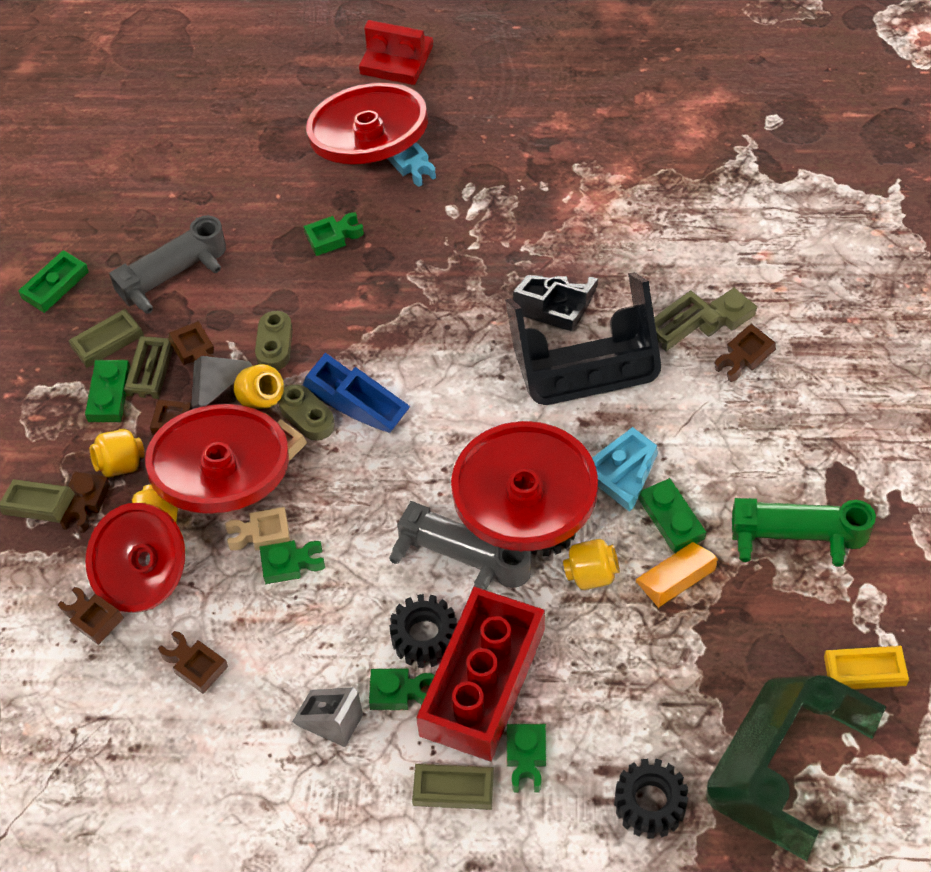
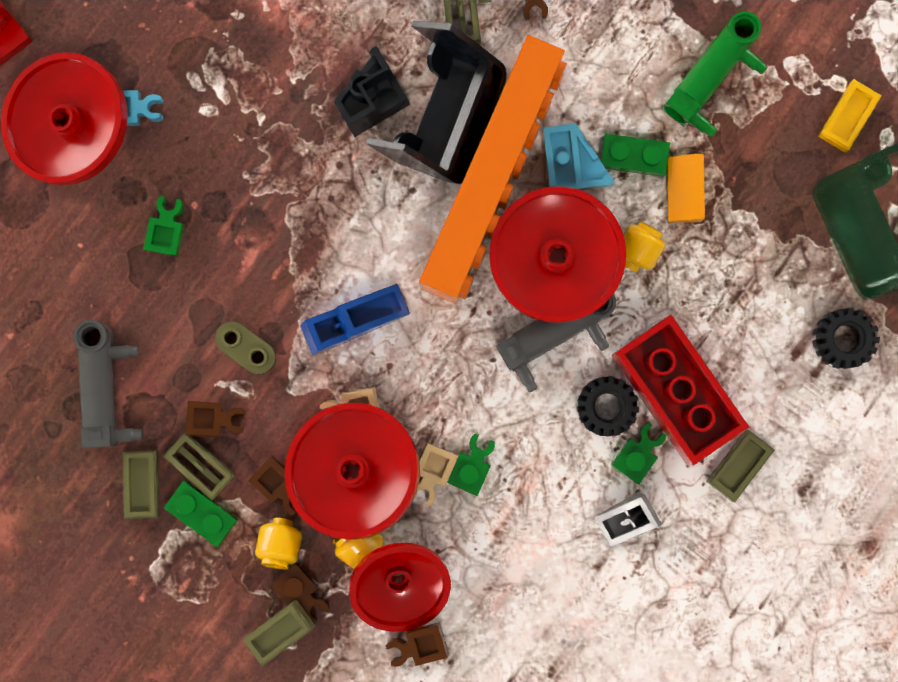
camera: 55 degrees left, 30 degrees up
(53, 281) = (46, 496): green plate -> none
(195, 665) = (520, 589): reddish brown plate -> none
(212, 377) = (261, 423): flat silver slope -> none
(259, 386) = (296, 393): yellow head -> none
(304, 409) = (338, 367): olive plate -> none
(526, 751) = (749, 397): green plate -> none
(577, 398) = (492, 168): none -> orange brick

